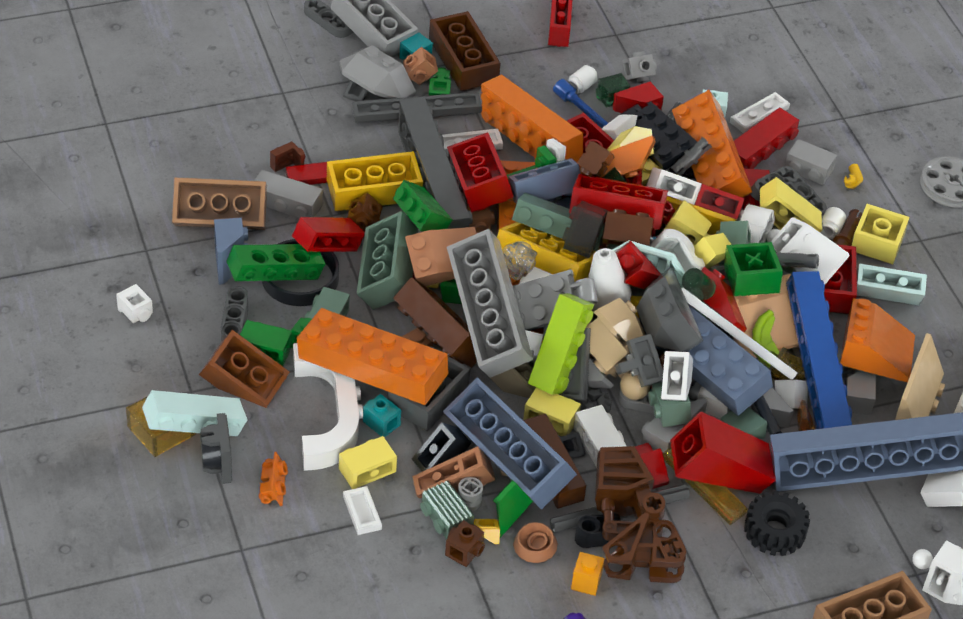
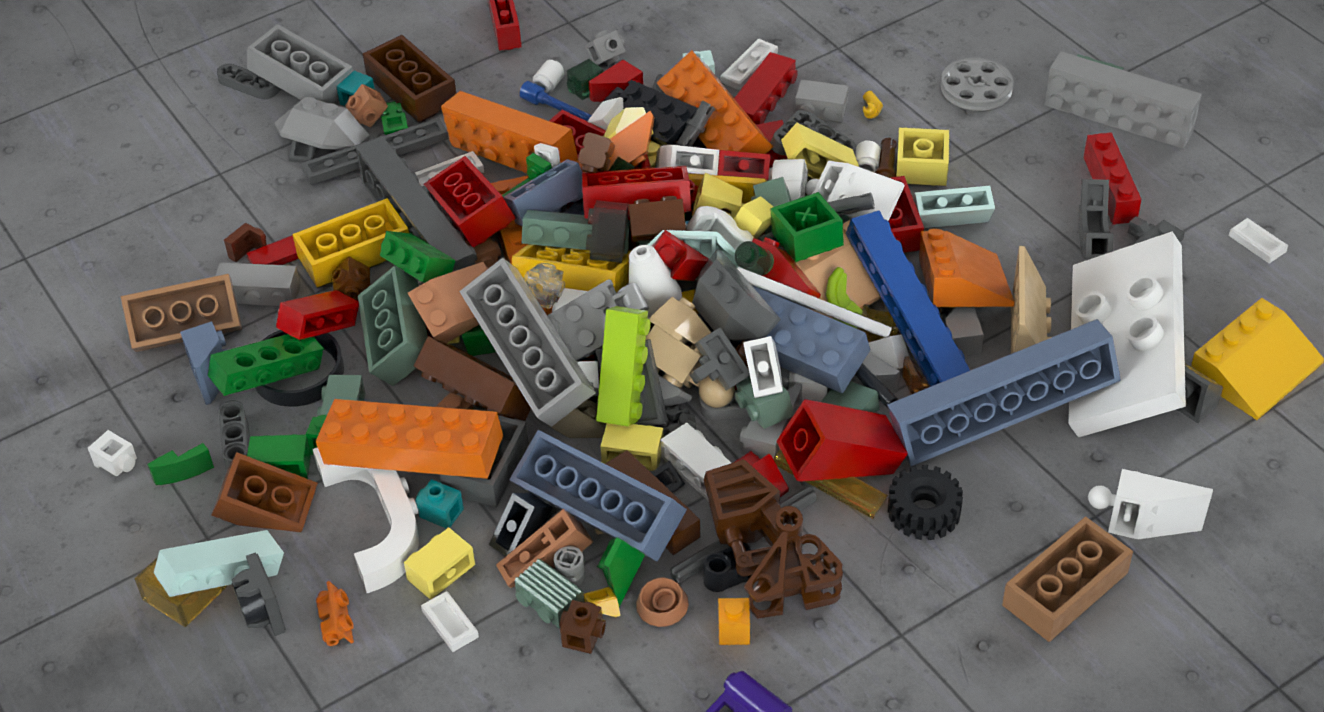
camera: 10 degrees left, 0 degrees up
(179, 329) = (173, 468): none -> green slope

